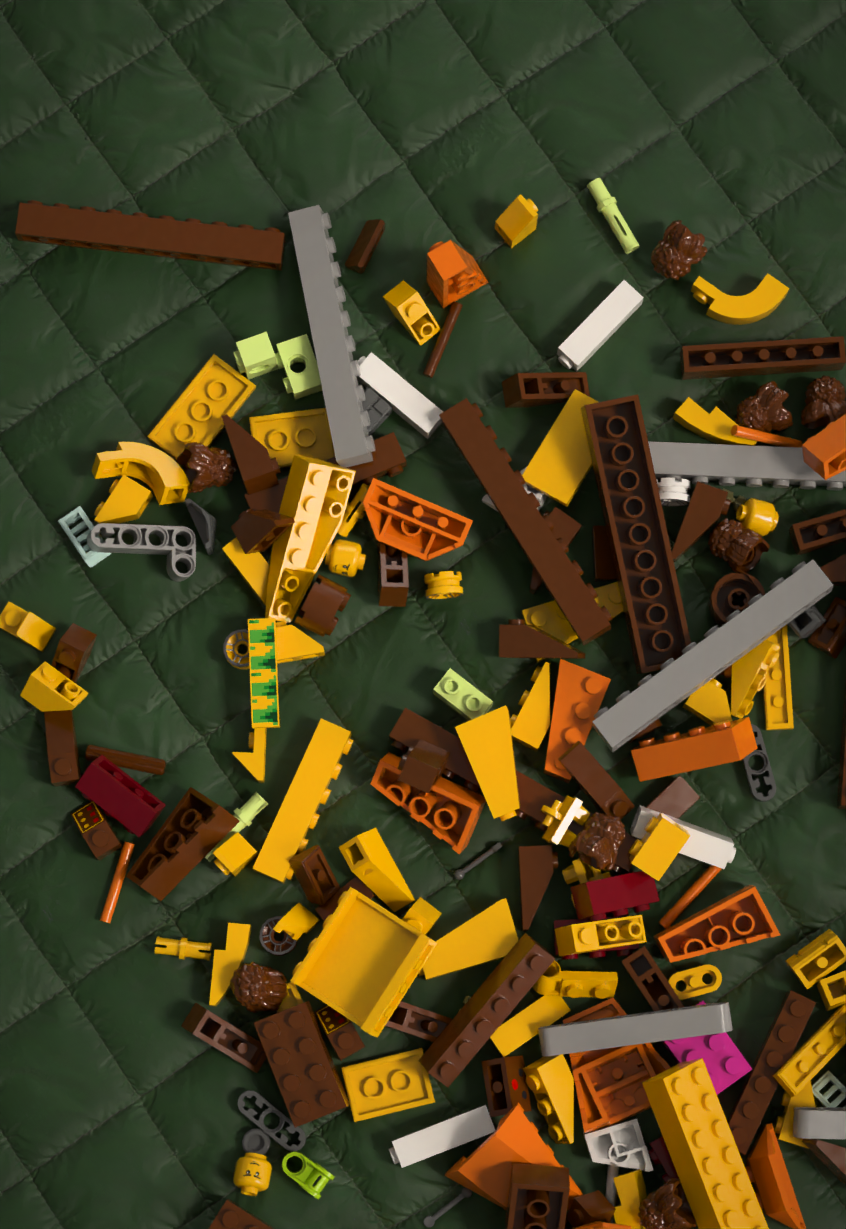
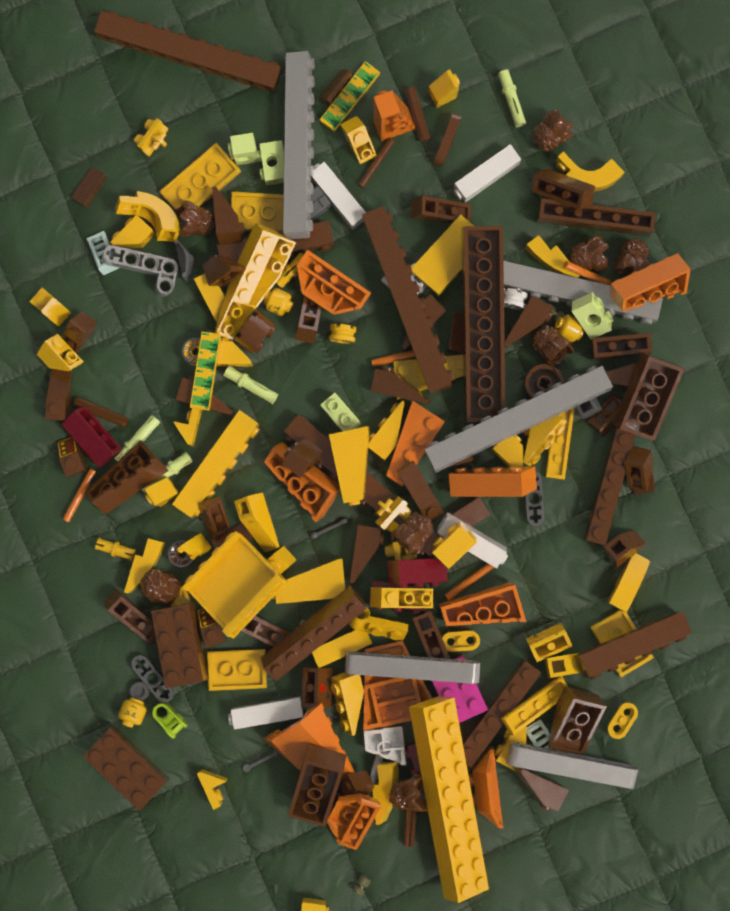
camera: 15 degrees right, 5 degrees up
(47, 448) = (89, 187): none -> reddish brown slope
(125, 364) = (153, 138): none -> yellow hips
(189, 779) = (142, 434): none -> yellowish green pin
(241, 712) = (185, 393): none -> reddish brown slope
(327, 680) = (251, 385): none -> yellowish green pin
(387, 255) = (349, 96): none -> tile
(486, 262) = (417, 114): none -> reddish brown axle
(520, 605) = (391, 358): none -> orange bar
(535, 289) = (447, 139): none -> reddish brown beam
(709, 327) = (563, 188): none -> reddish brown brick
(790, 506) = (593, 325): none -> yellowish green brick

